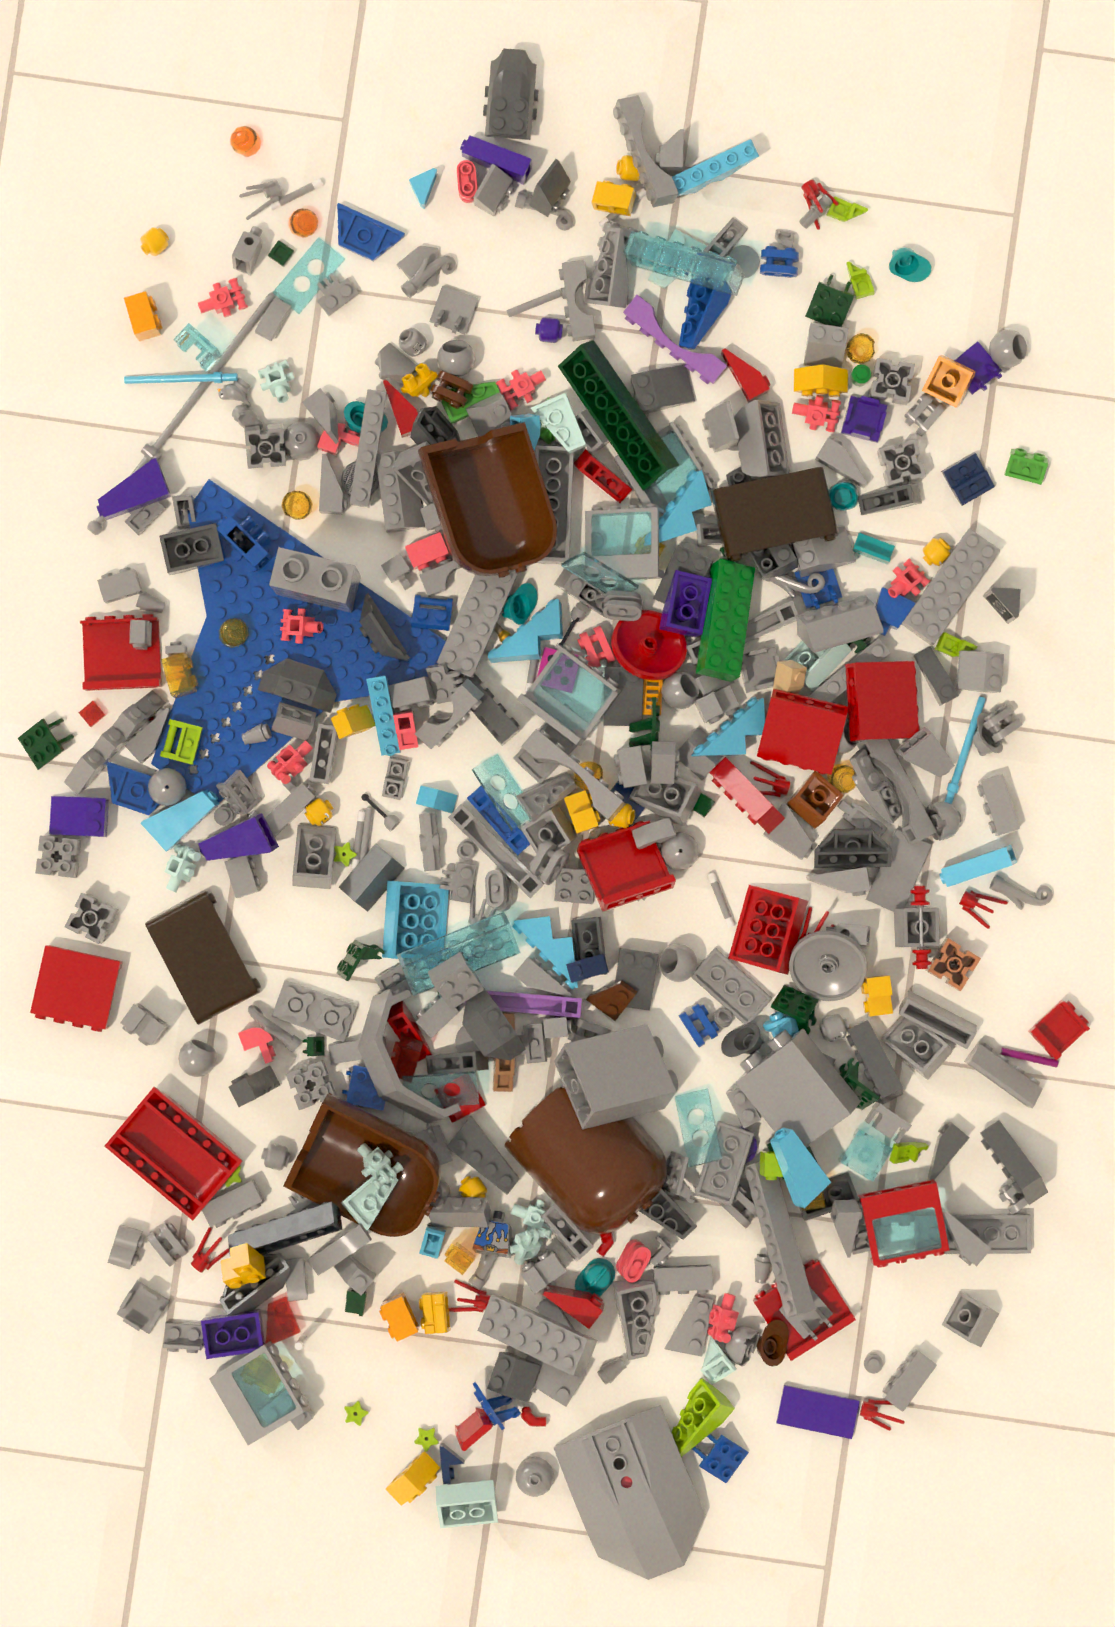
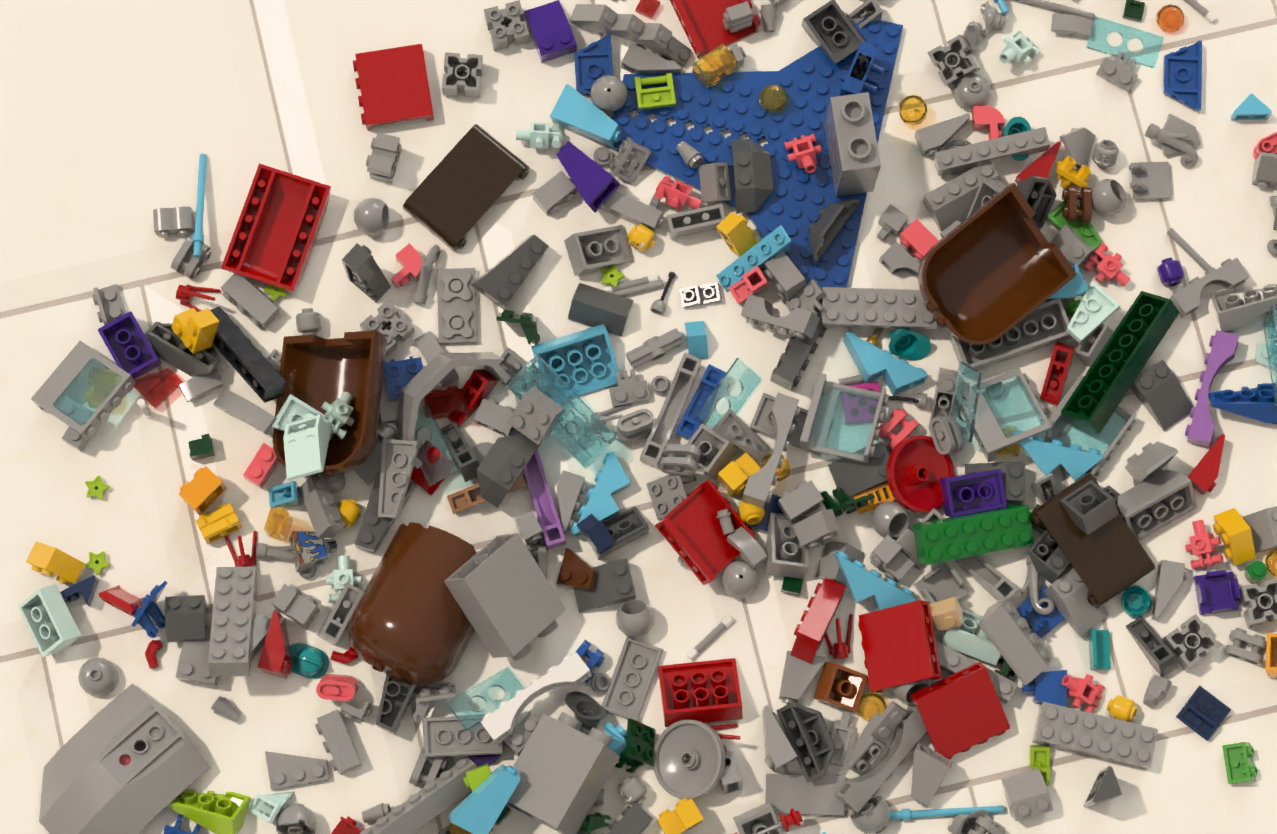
camera: 65 degrees right, 10 degrees down
(142, 1307) = (123, 257): light grey panel -> none
(153, 1231) = (198, 237): none -> medium azure bar
(302, 947) = (508, 274): none -> dark grey wedge
(315, 1046) = (424, 318): dark green tile -> none
(322, 409) = (1007, 100): light grey slope -> none
(355, 1274) = (227, 435): light grey slope -> none
(397, 1252) = (261, 466): none -> coral brick
(401, 1206) = (306, 446): none -> light aqua slope
(414, 1122) = (389, 431): none -> light grey pin
(432, 618) = (861, 268): blue plate -> none
(455, 1130) = (396, 470): none -> light grey wing
(527, 1245) = (314, 581): light aqua piece -> none
(534, 1043) = (504, 515): light grey hinge -> none
(622, 843) = (725, 521): none -> light grey pin
(636, 1314) = (291, 709): light grey wedge -> none
(723, 1319) = (314, 793): coral piece -> none
(728, 1123) = (567, 674): none -> white arch
(746, 504) = (1090, 507): none -> dark grey slope
(932, 513) = (1156, 690): none -> light grey rock
(936, 676) = (1004, 756): dark grey slope -> none

